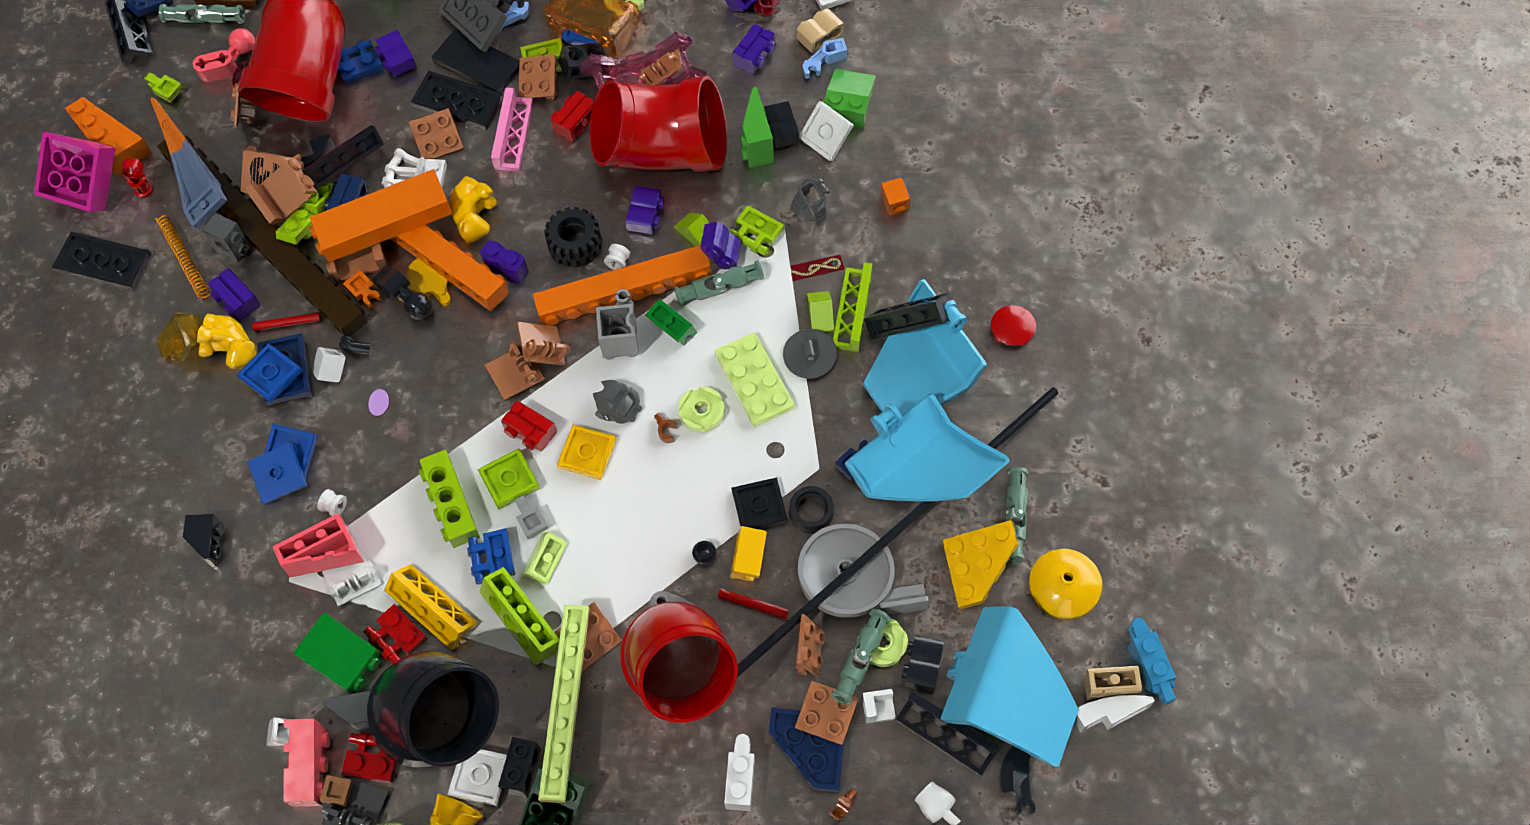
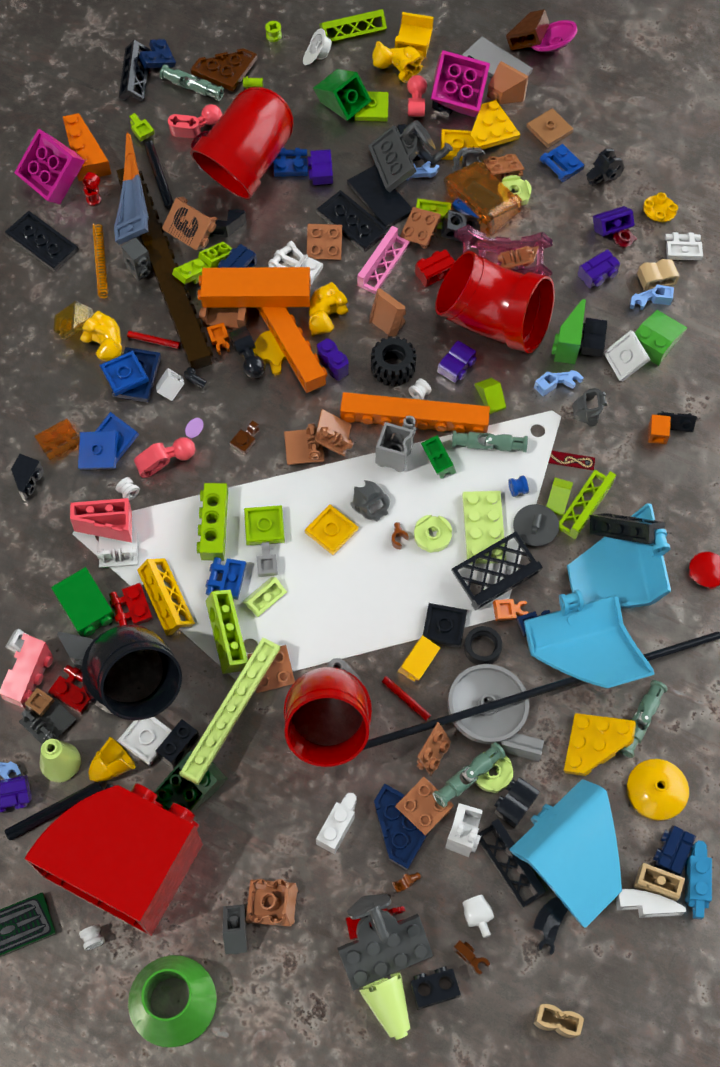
camera: 20 degrees right, 0 degrees up
(209, 131) = (159, 175): none -> black axle
(220, 476) = (56, 435): none -> clear orange plate
(234, 294) = (124, 304): dark purple brick -> none
(238, 111) = (189, 166): nougat hinge -> none
(282, 191) = (191, 240): nougat panel -> none
(344, 156) = (246, 232): black fence -> none
(351, 452) = (158, 456): none -> coral beam
(443, 393) = (245, 439): none -> reddish brown plate
(528, 426) = (296, 492): red brick -> none
(543, 186) = (387, 313): none -> nougat slope
(699, 547) = (386, 638): black plate -> none
(720, 245) = (503, 412): dark purple brick -> none
(760, 225) = (540, 408): lime plate -> none
(771, 180) = (566, 378): none -> light blue piece
(772, 318) = (518, 486): none -> blue wheel
(806, 431) = (508, 581): none -> black fence
(819, 459) = (507, 610): none -> orange plate
(885, 729) = (463, 838): none -> white hinge
(914, 178) = (681, 422): none -> black hinge
(1113, 641) = (674, 850): none -> dark blue brick

